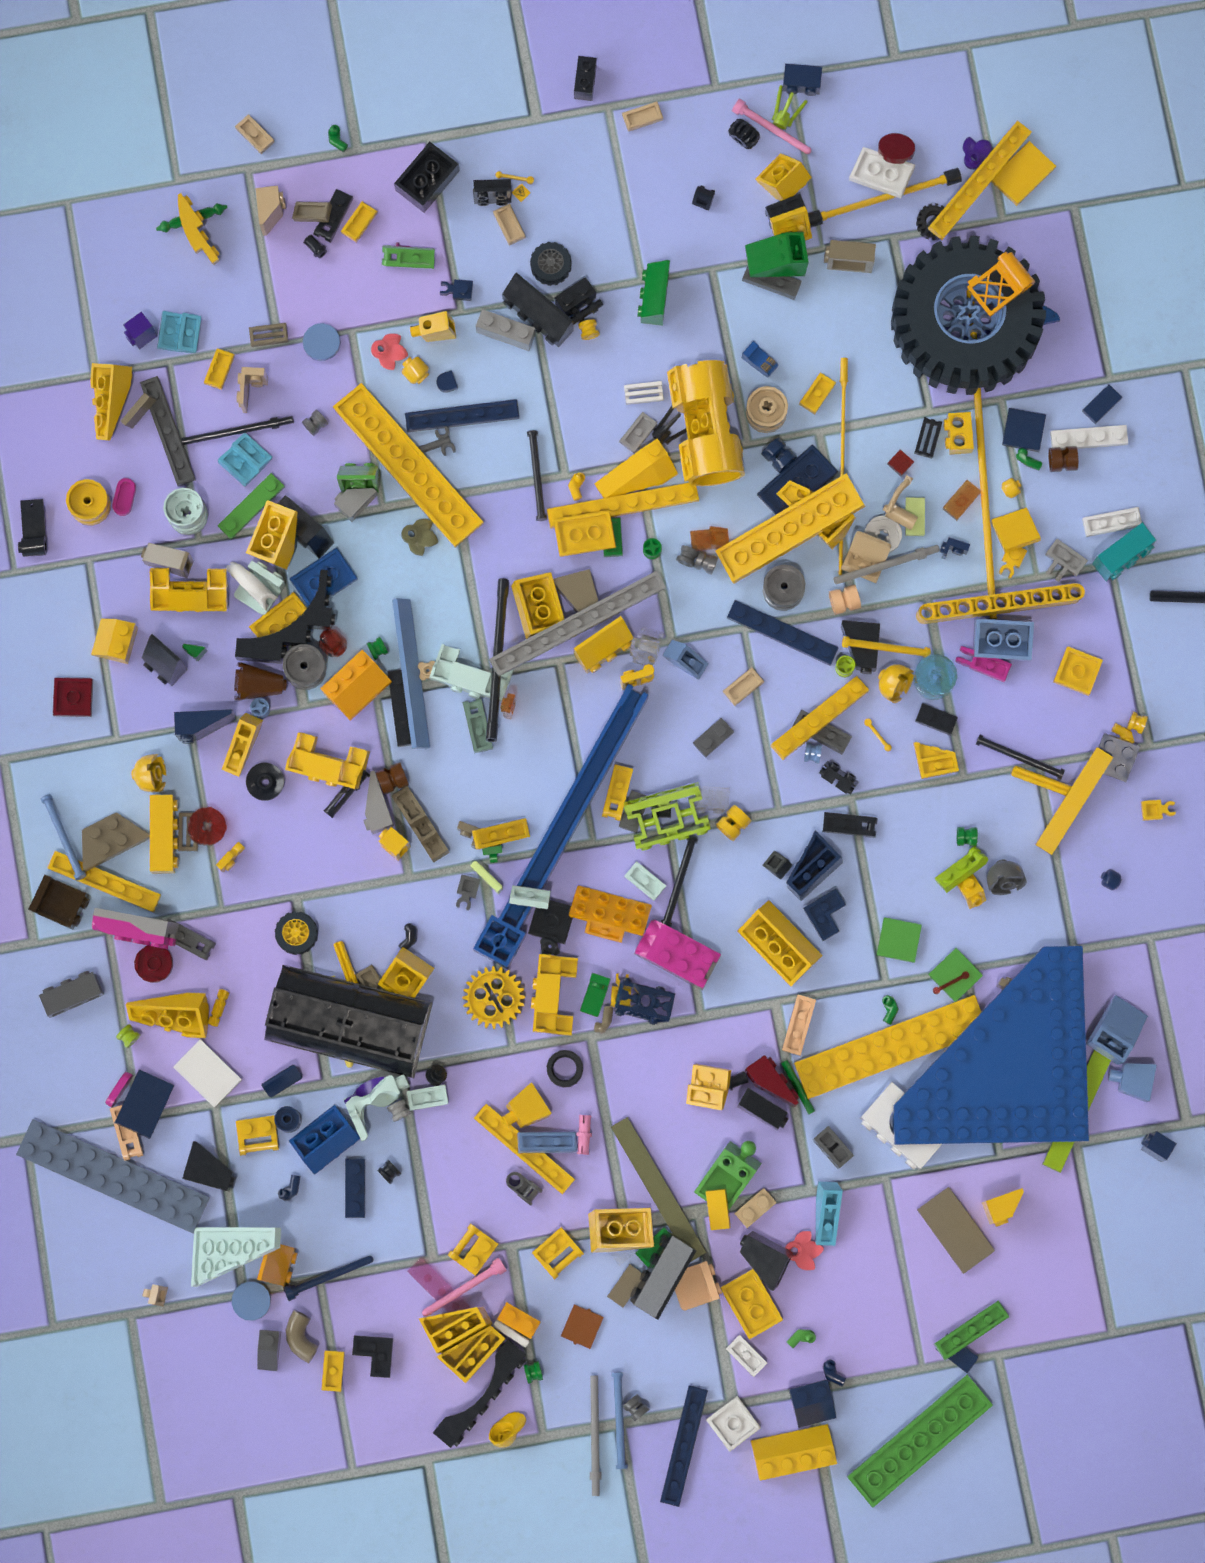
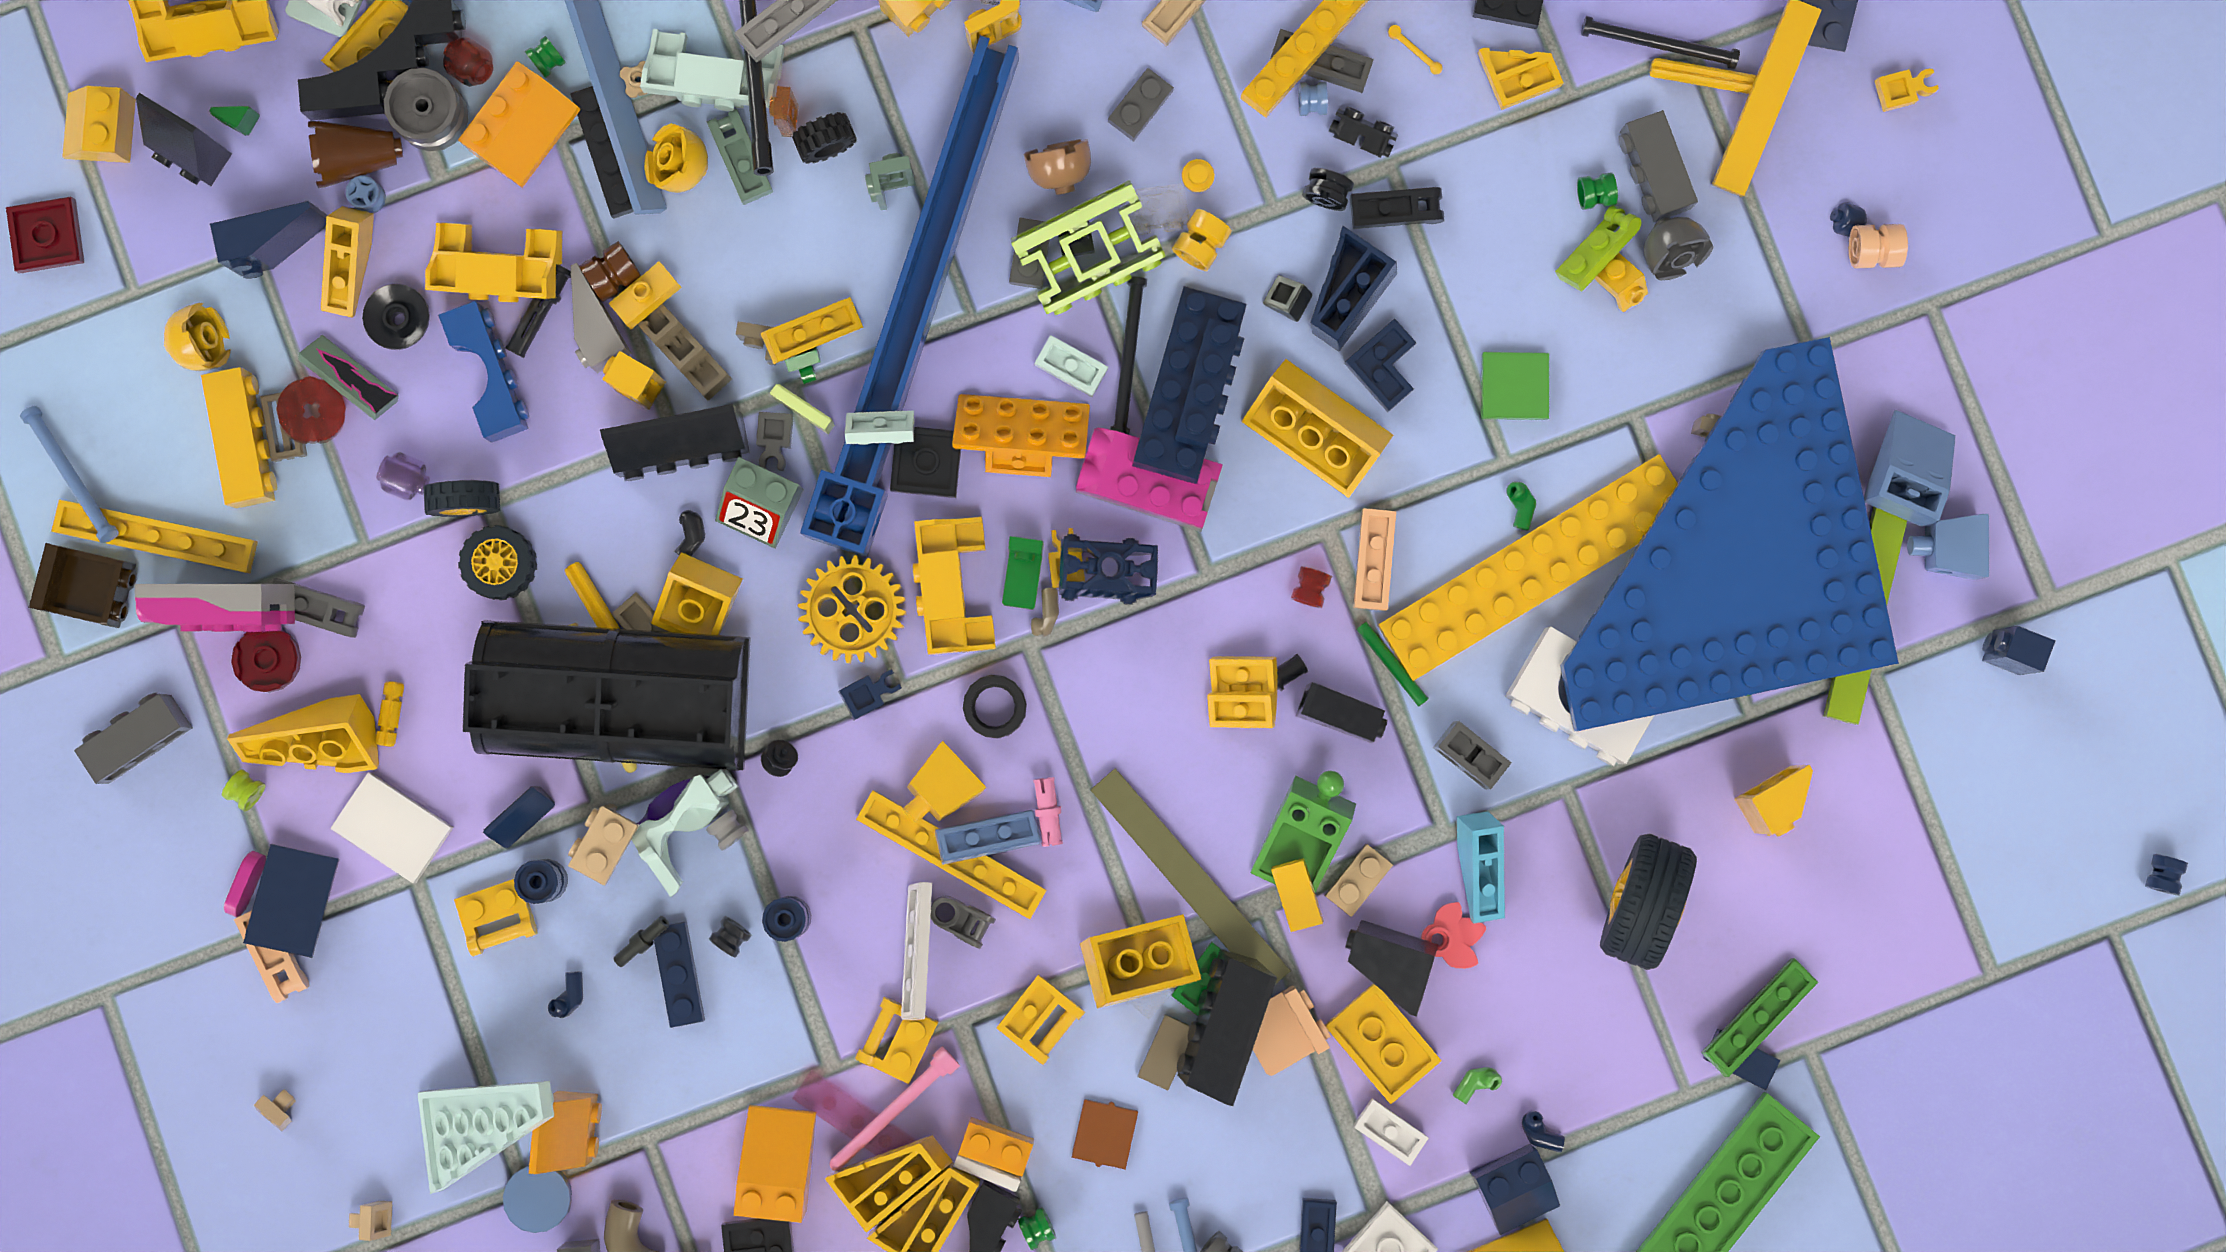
camera: 15 degrees left, 5 degrees up
(109, 839) = (148, 464): dark tan wing -> none
(112, 1176) = (262, 1032): sand blue plate -> none
(112, 1222) = (276, 1110): none -> tan tile
(208, 1170) = (420, 990): black slope -> none
(228, 859) = (358, 460): yellow plate -> none
(231, 811) = (348, 377): none -> tile
(252, 873) = (402, 476): none -> clear purple head
(284, 893) = (461, 498): none -> black wheel
(292, 1291) = (603, 1169): dark blue piece -> none
(305, 798) = (498, 410): none -> blue arch
(324, 1139) = (604, 916): blue slope -> none
(329, 1104) = (603, 844): none -> tan bracket
(338, 1165) = (641, 941): none -> pearl dark grey bar
(391, 1305) = (775, 1164): none -> light orange slope
(409, 795) = (644, 295): none -> yellow plate
(411, 883) = (676, 442): none -> black slope
(423, 1167) = (786, 918): none -> dark blue wheel
(427, 1097) = (772, 799): light aqua plate -> none
(441, 721) = (676, 160): none -> yellow cylinder
(451, 926) = (757, 502): none -> sand green slope
(492, 1048) = (864, 696): none -> dark blue plate
(494, 1199) = (916, 951): none -> white tile
(528, 725) = (824, 138): none -> black tyre
(551, 941) = (924, 511): black plate -> none
(562, 752) = (889, 174): none -> sand green bracket
(617, 791) = (996, 224): yellow plate -> none
(660, 764) = (1059, 165): none -> medium nougat cylinder
(711, 905) = (1191, 385): none -> dark blue plate
(738, 785) = (1198, 175): none -> yellow plate
(759, 1034) = (1311, 583): none -> clear red wheel
(766, 1078) = (1340, 660): dark red slope -> none
(811, 807) = (1328, 189): none -> black wheel
(916, 1248) = (1648, 901): none -> black wheel
(952, 968) = (1620, 427): bright green tile -> none
(955, 1230) = (1725, 871): dark tan tile -> none
(965, 975) = (1636, 425): clear red hinge -> none
(1004, 829) = (1657, 166): none -> dark grey brick
(1123, 898) = (1882, 246): none -> light nougat wheel

